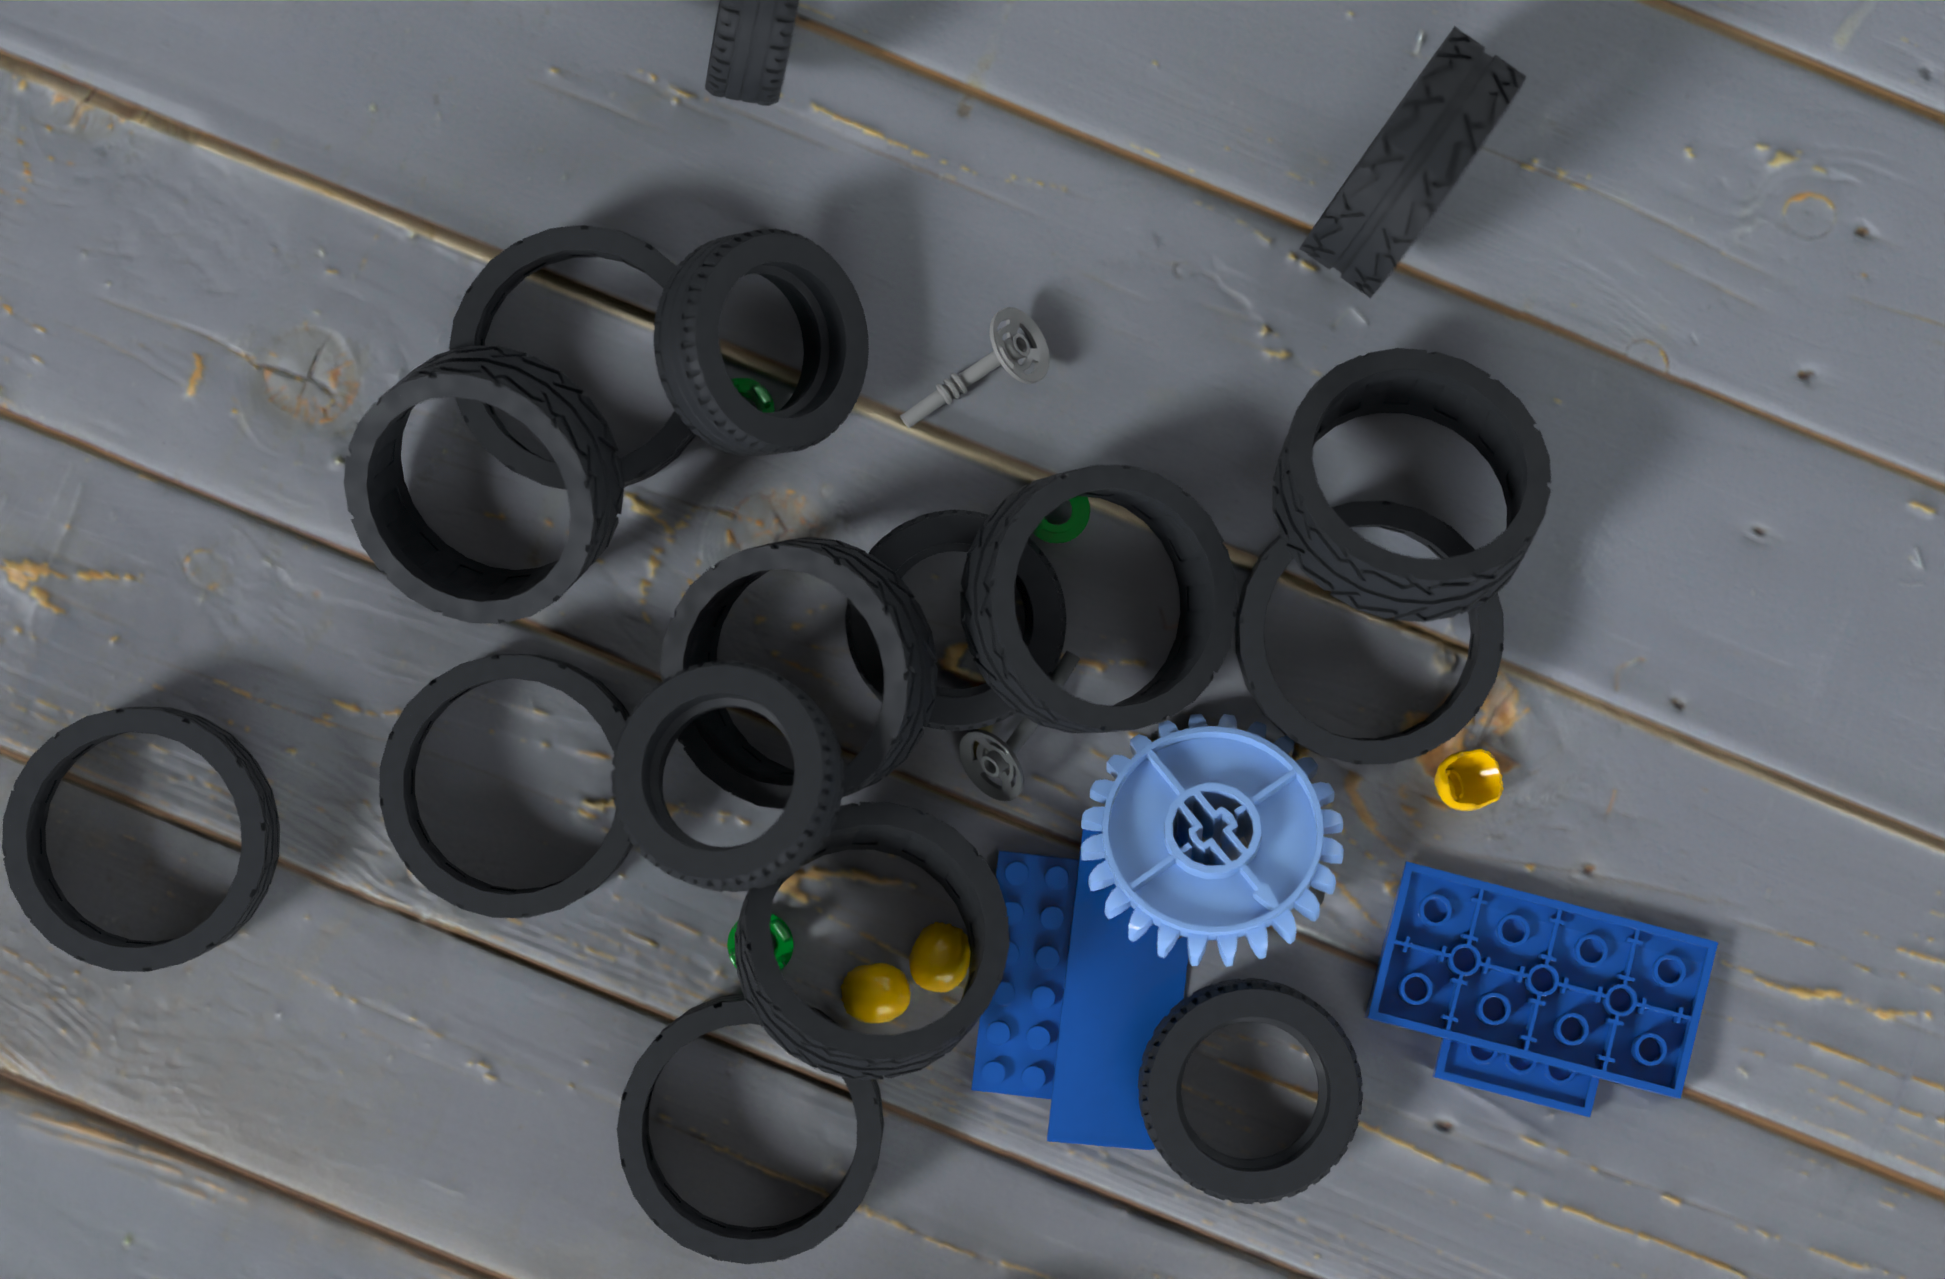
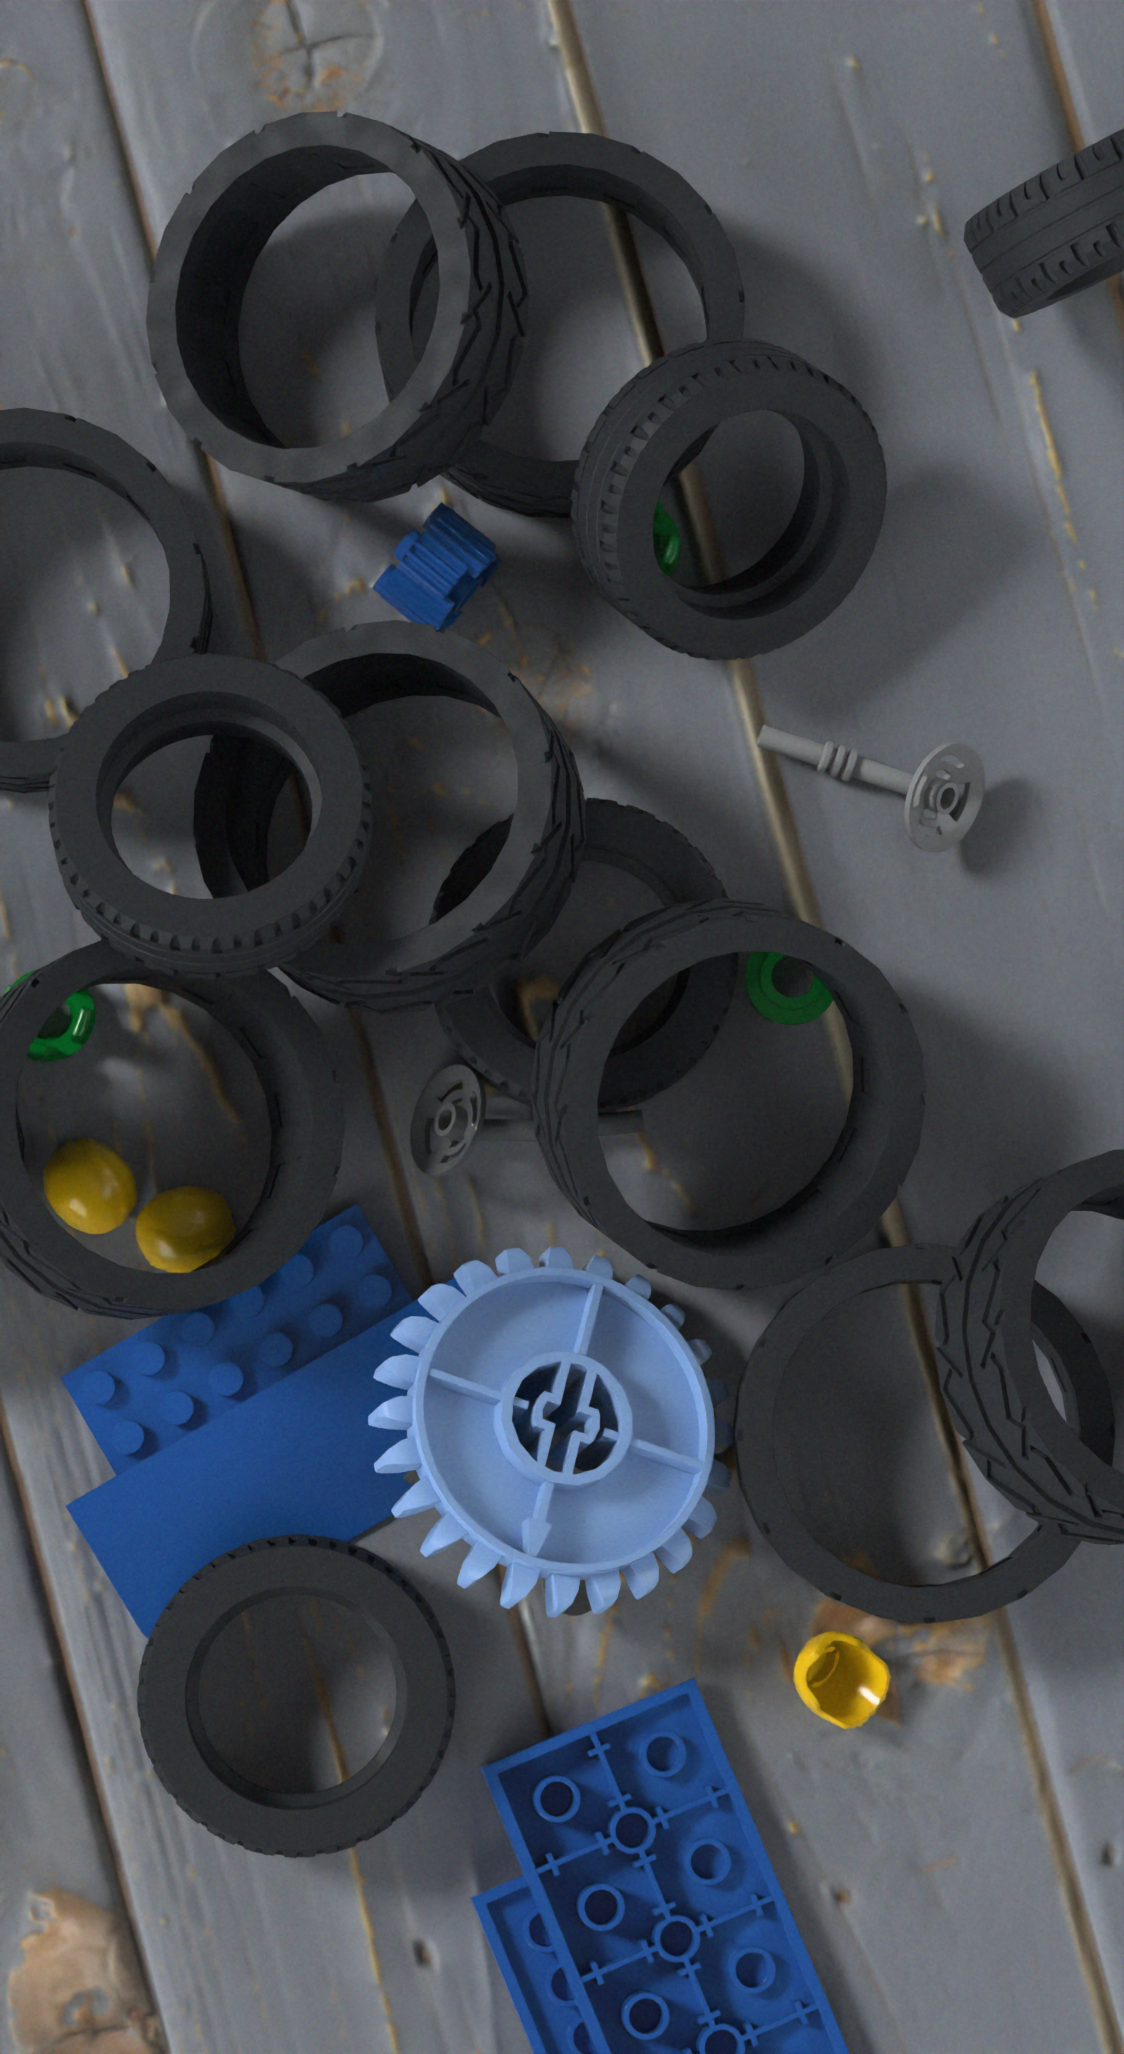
camera: 45 degrees right, 5 degrees down
(673, 535) = (438, 569): none -> blue brick

